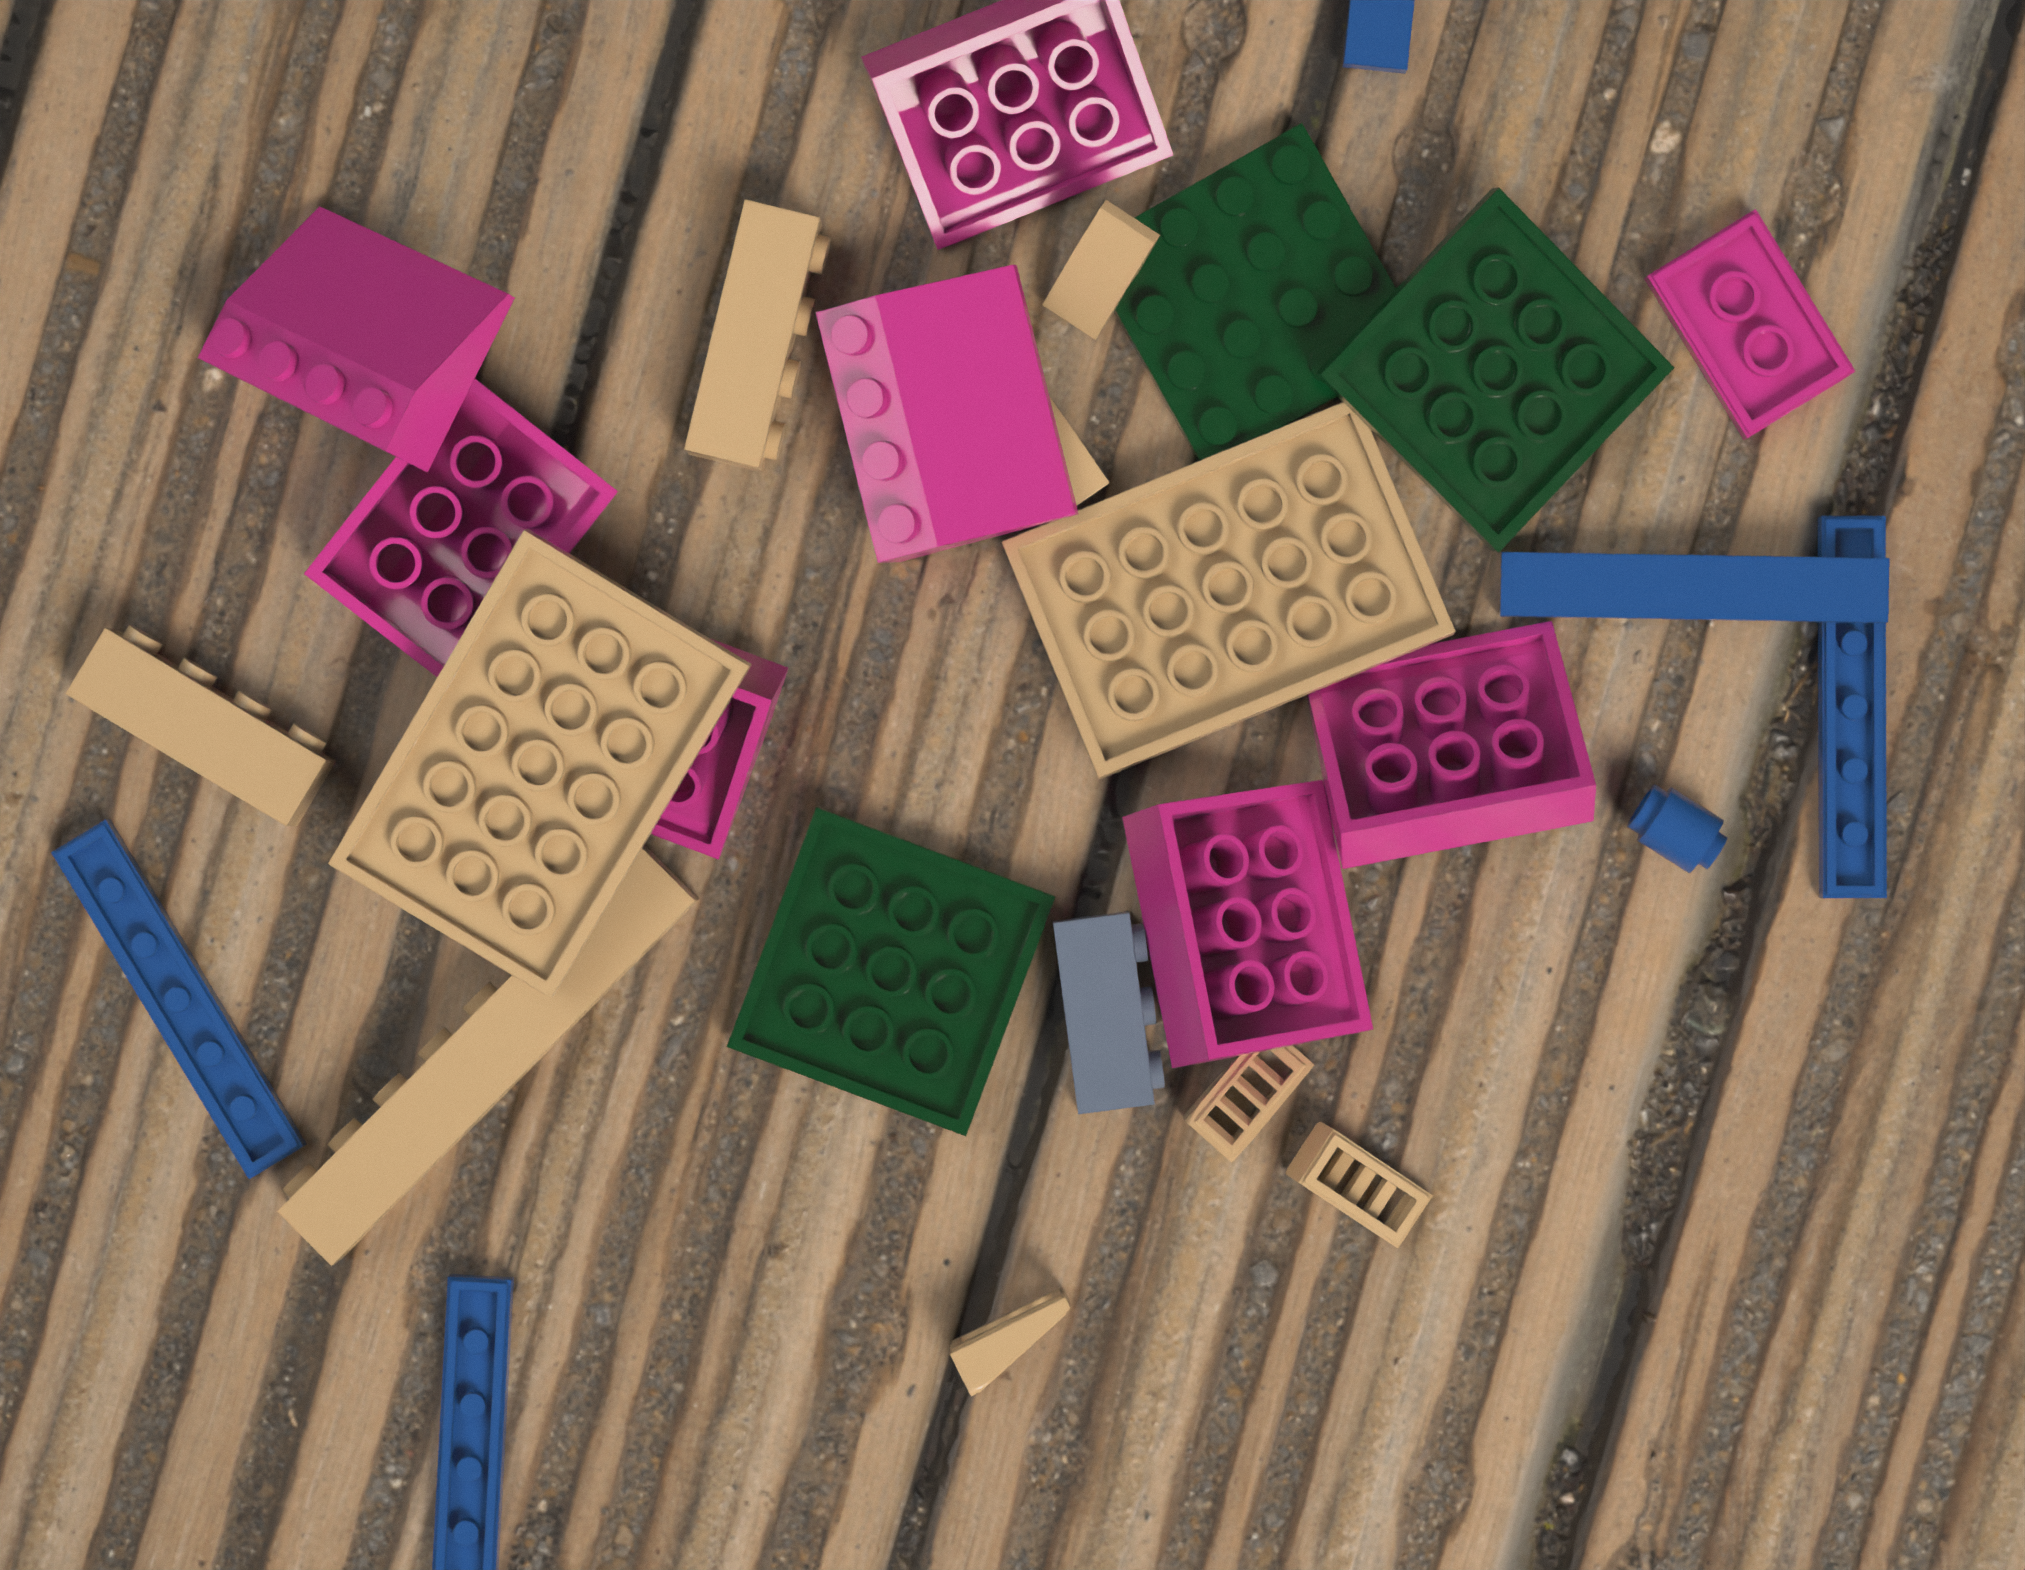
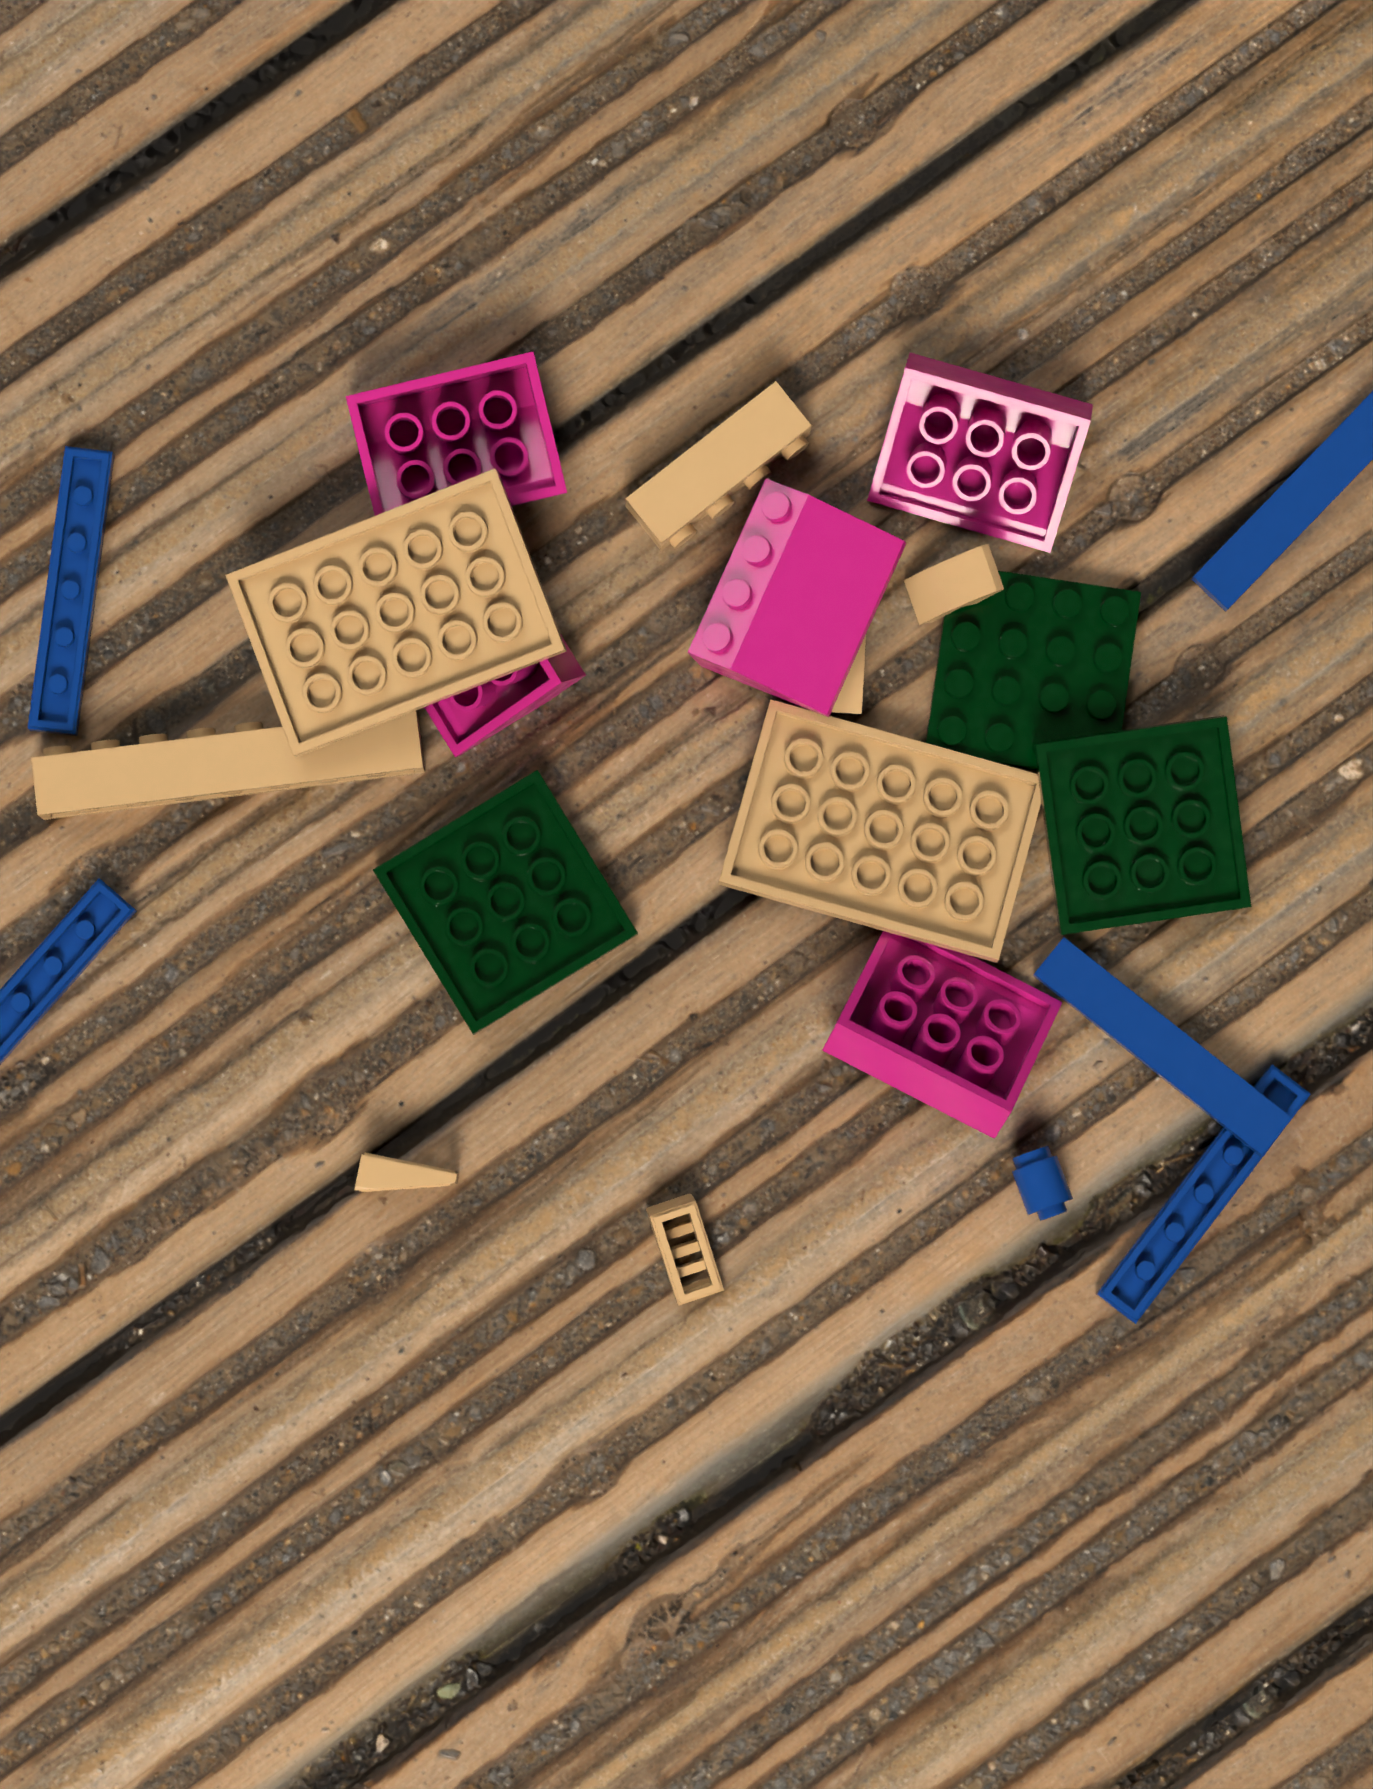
camera: 30 degrees right, 5 degrees down
(202, 726) = (212, 440): tan brick -> none
(360, 334) = (487, 284): dark pink slope -> none
(1107, 1012) = (615, 1025): sand blue brick -> none
(1247, 922) = (740, 1037): dark pink slope -> none
(1251, 1125) = (622, 1148): tan slope -> none
(1749, 324) = (1317, 918): dark pink tile -> none

